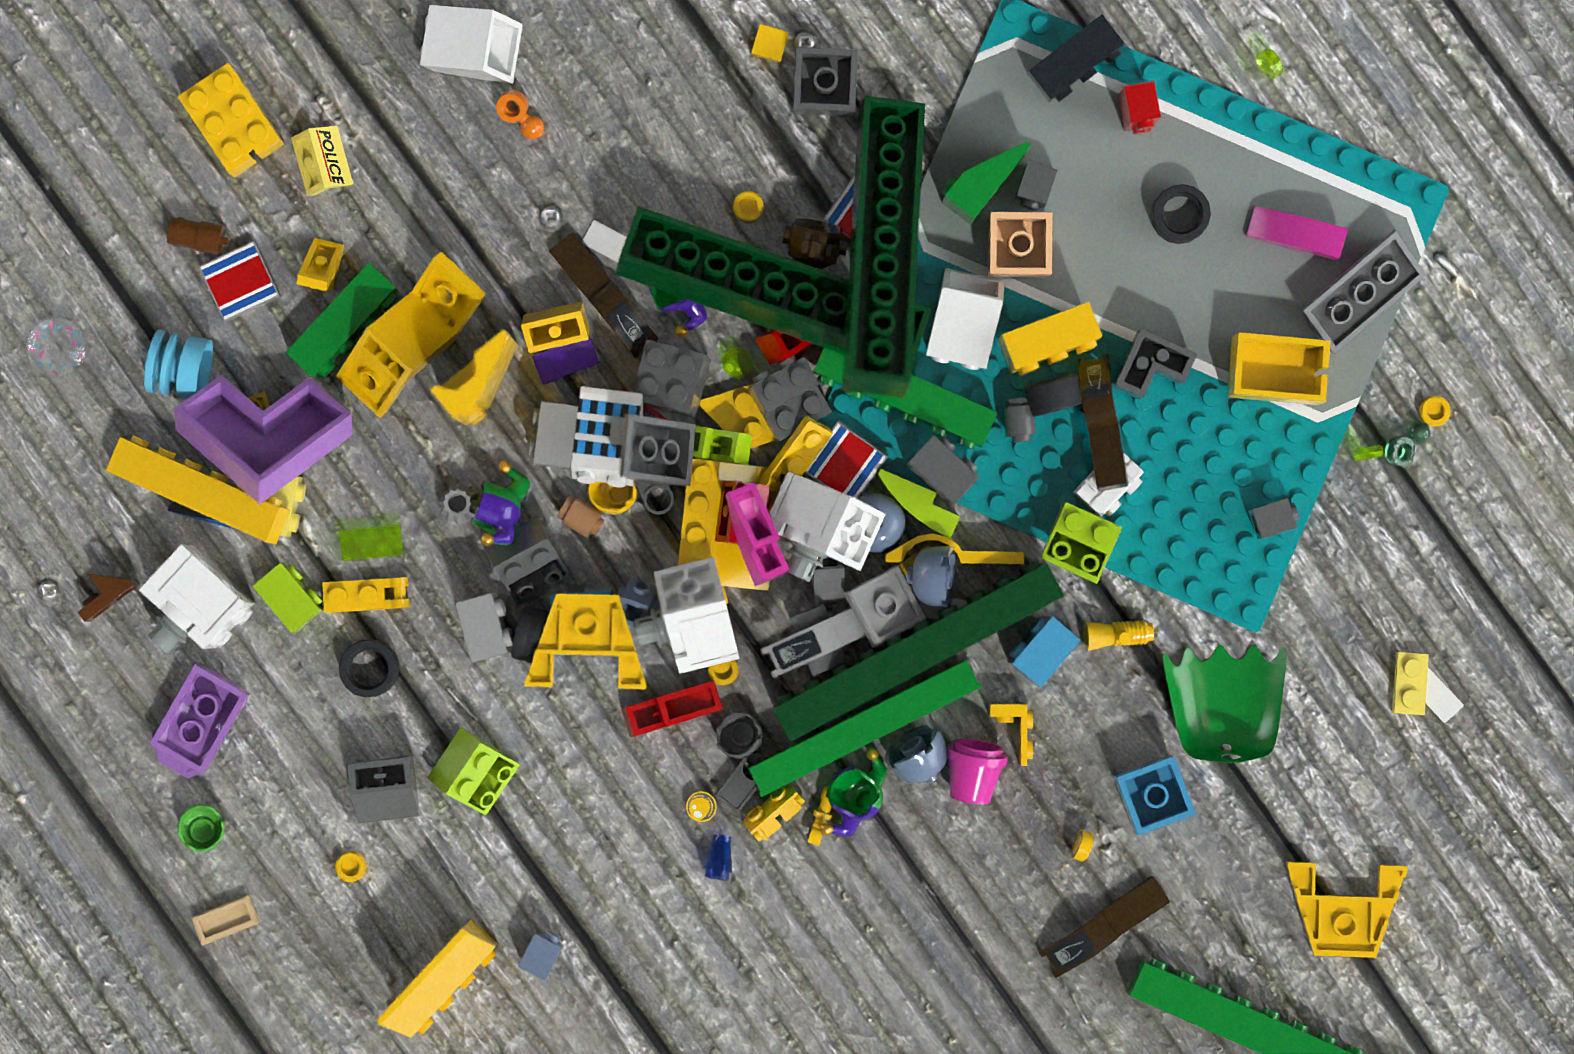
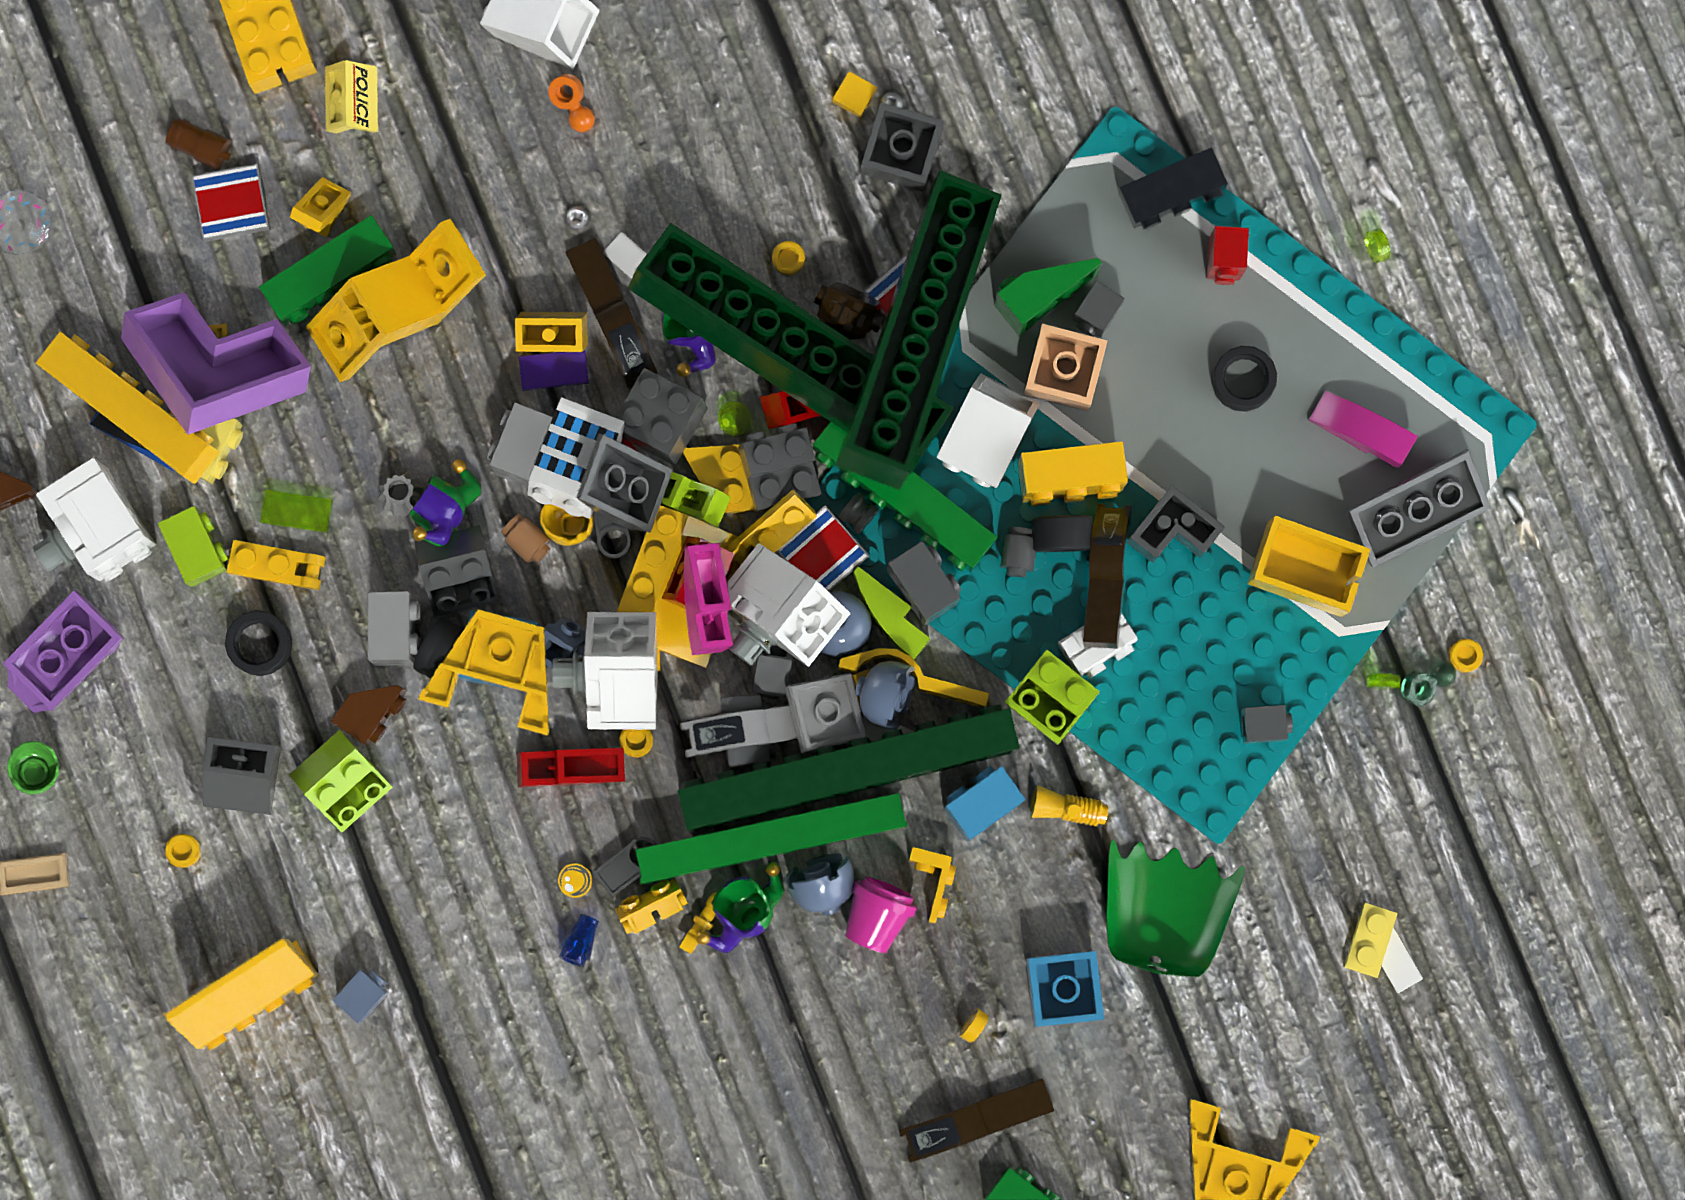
camera: 15 degrees right, 5 degrees down
(171, 364) = (141, 270): medium azure wheel -> none
(476, 384) = (453, 367): yellow piece -> none
(480, 705) = (367, 711): none -> reddish brown slope
(739, 735) = (635, 813): dark grey hair -> none
(869, 421) = (858, 513): none -> pearl dark grey wheel

